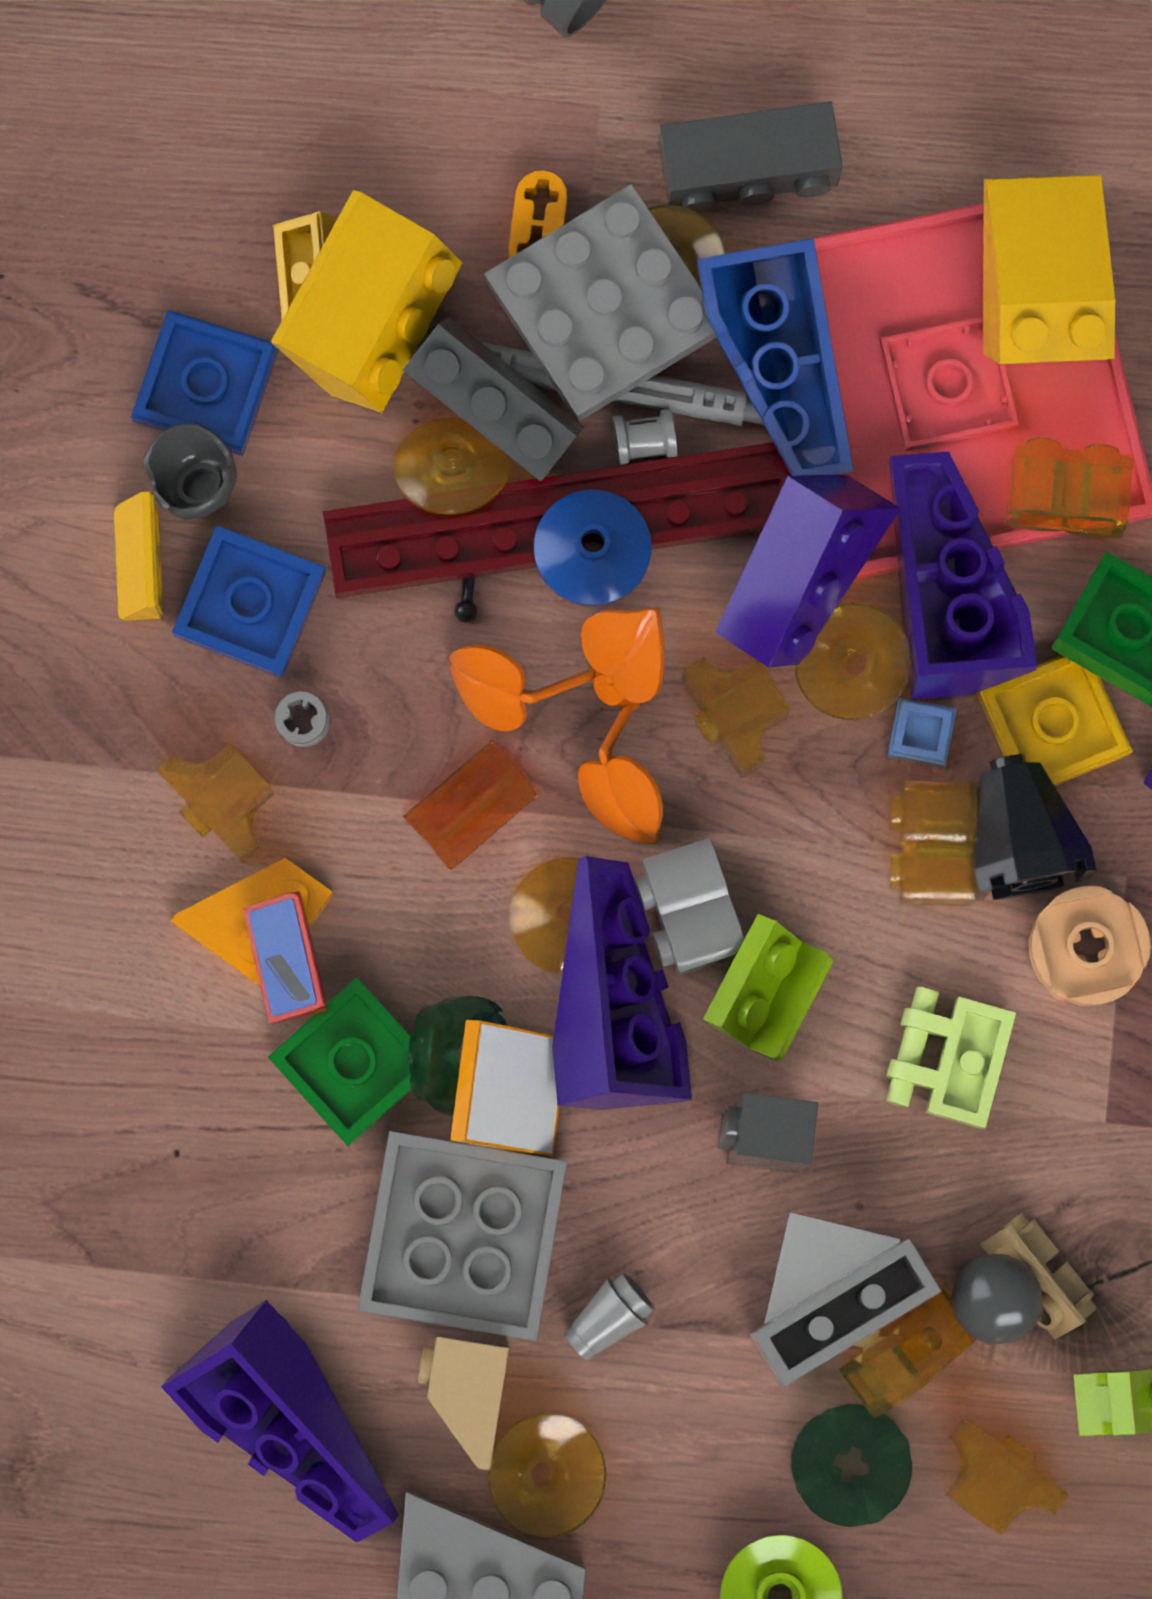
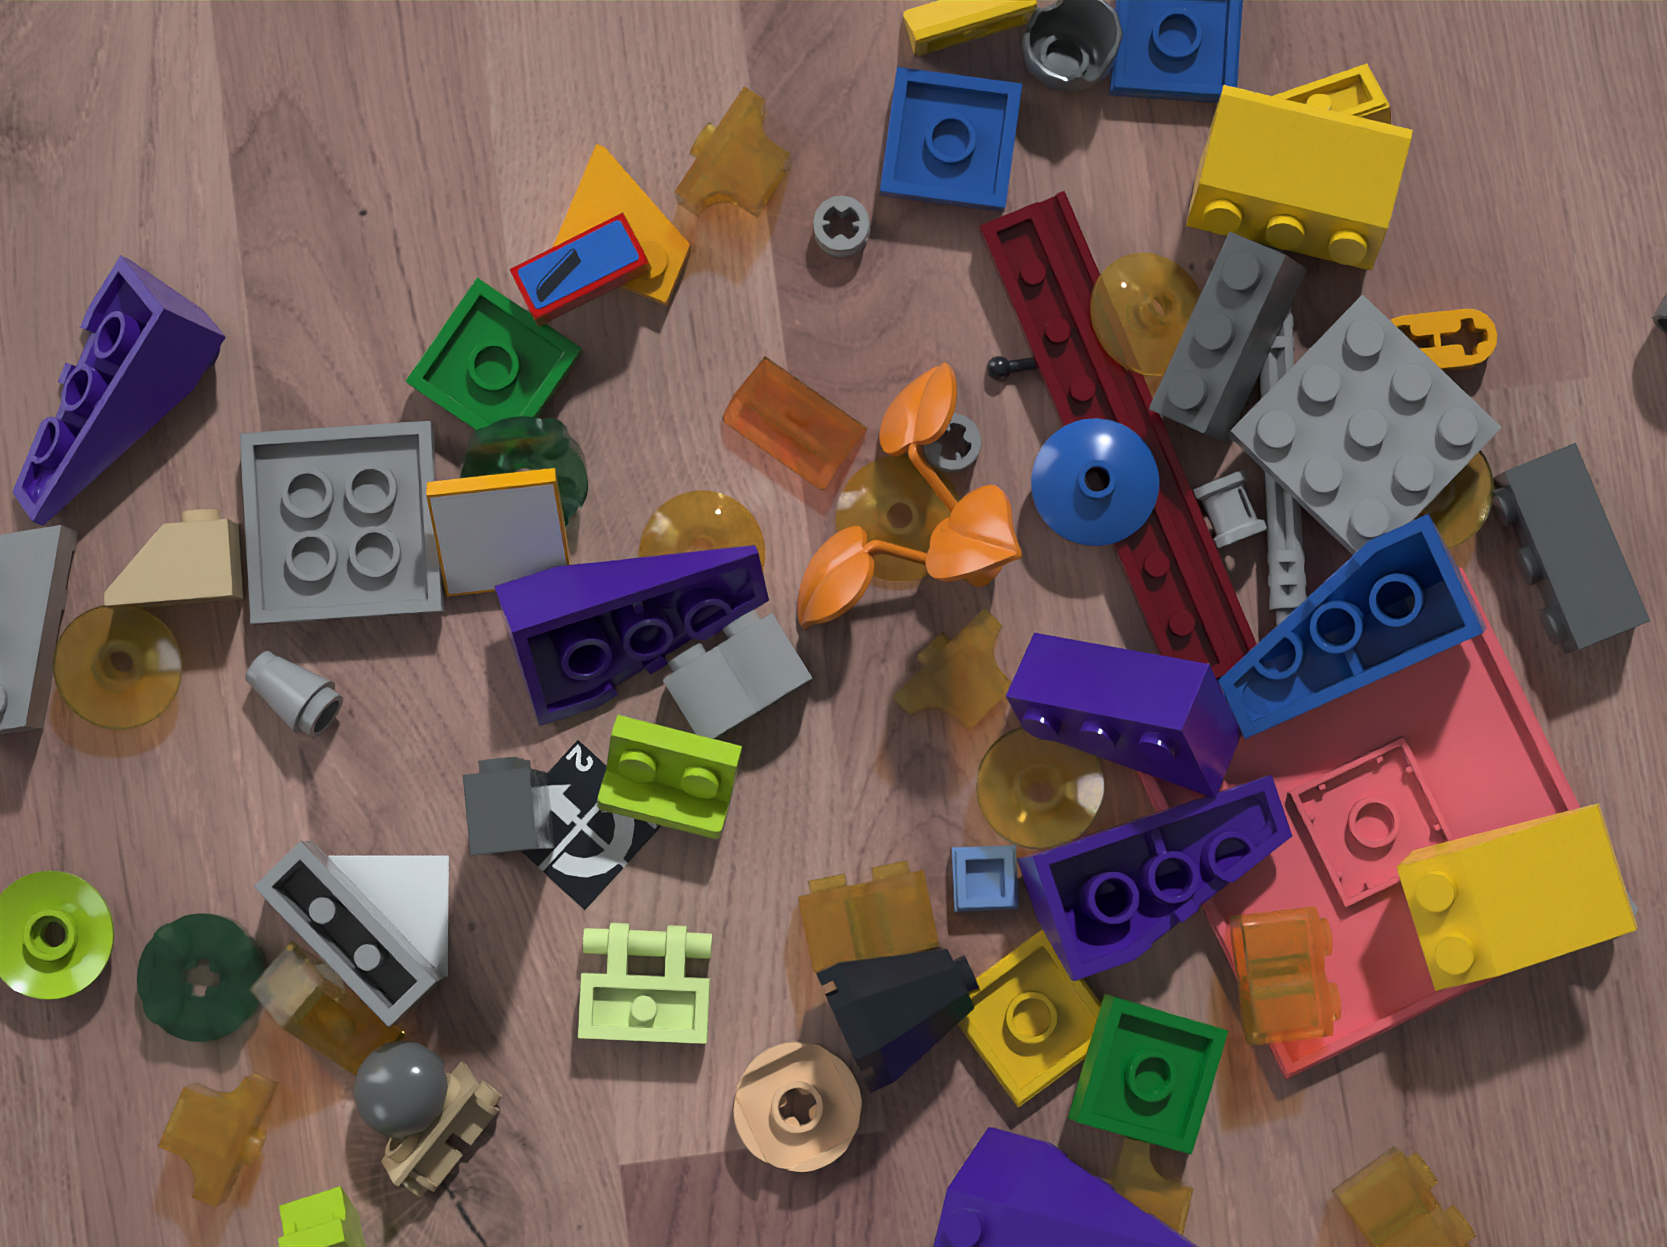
camera: 85 degrees right, 5 degrees up
(522, 649) = (971, 438): none -> light grey bush
(551, 746) = (874, 492): none -> clear yellow dish
(806, 1073) = (587, 840): none -> black sticker

